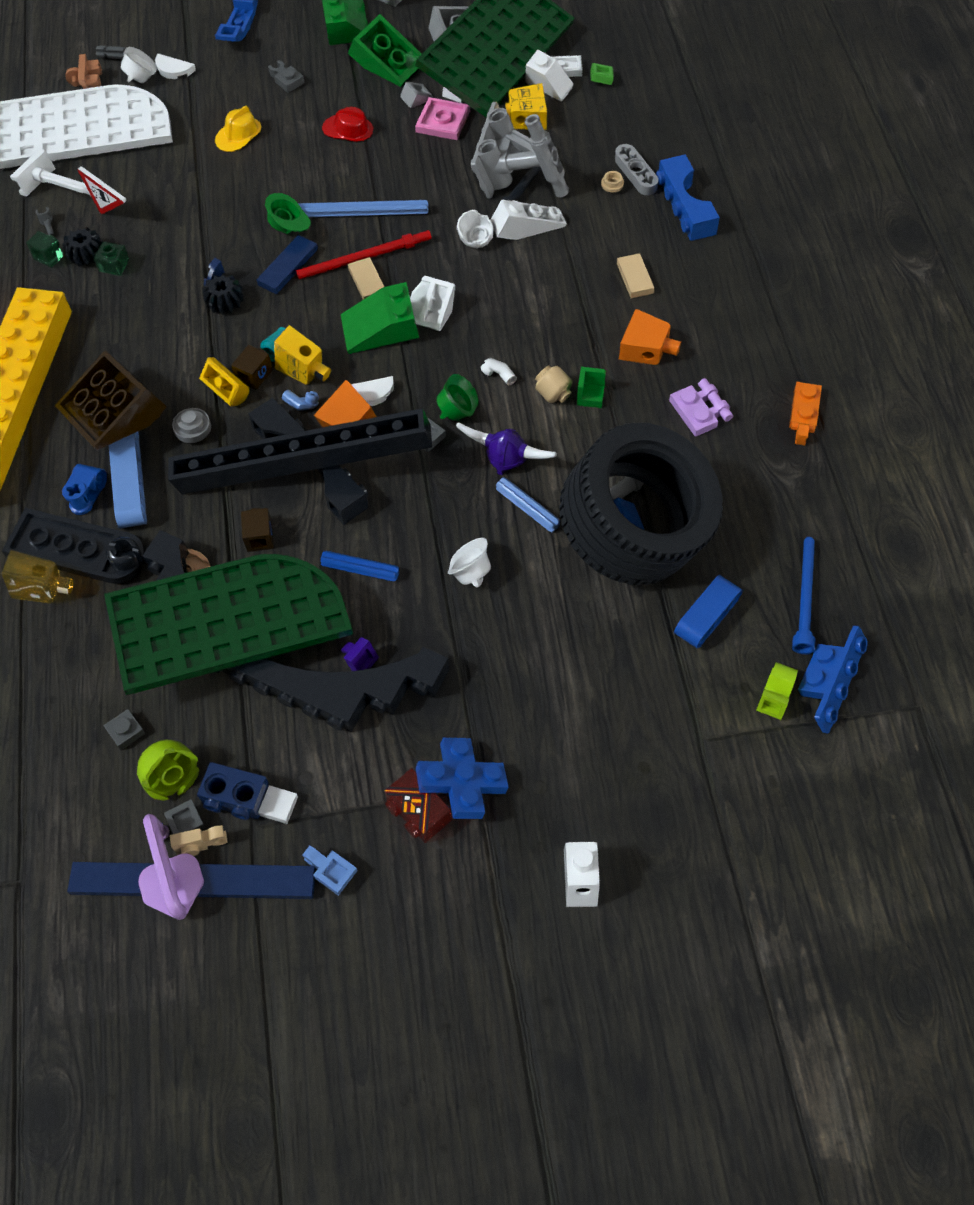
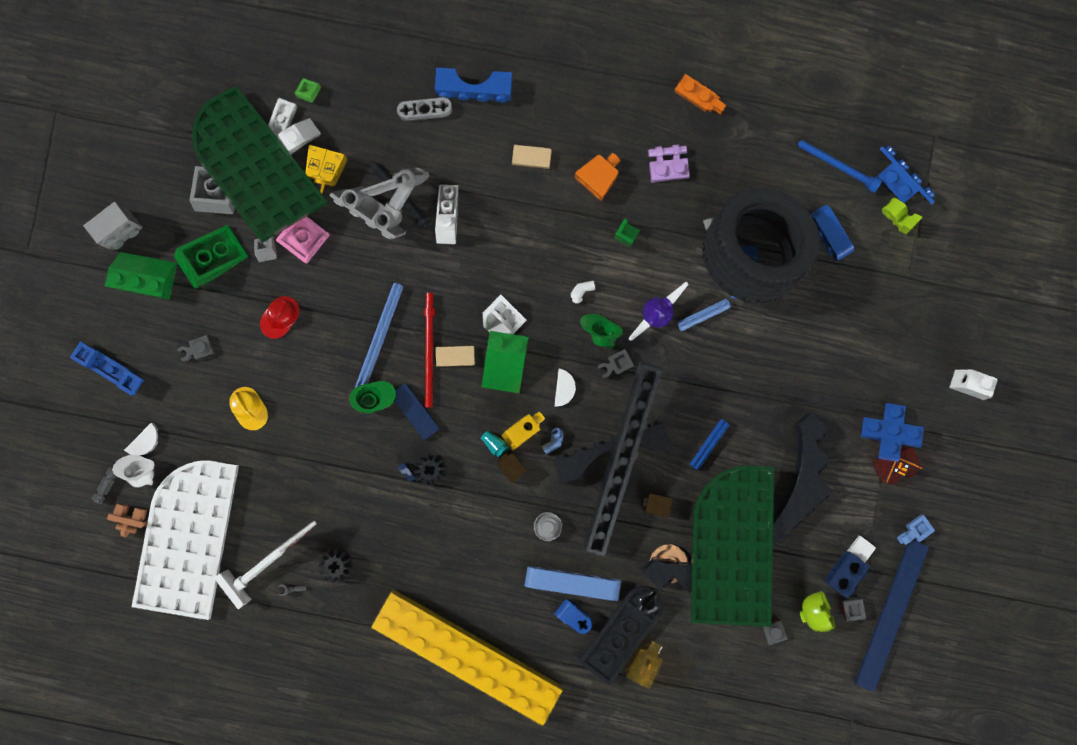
camera: 75 degrees left, 25 degrees up
(45, 249) = (325, 596): clear green plate -> none
(109, 403) = (515, 581): dark brown slope -> none
(111, 258) = (362, 544): clear green plate -> none
(170, 882) = (891, 630): lavender piece -> none
(195, 840) = (871, 606): tan plate -> none
(224, 382) = (517, 492): yellow brick -> none
(344, 407) = (586, 412): orange torso -> none
(359, 655) = (782, 466): dark purple tile -> none
(471, 562) = (738, 371): white piece -> none
(475, 229) = (444, 257): white hair -> none
(553, 384) = (613, 257): tan head -> none
(612, 182) = (427, 129): tan plate -> none

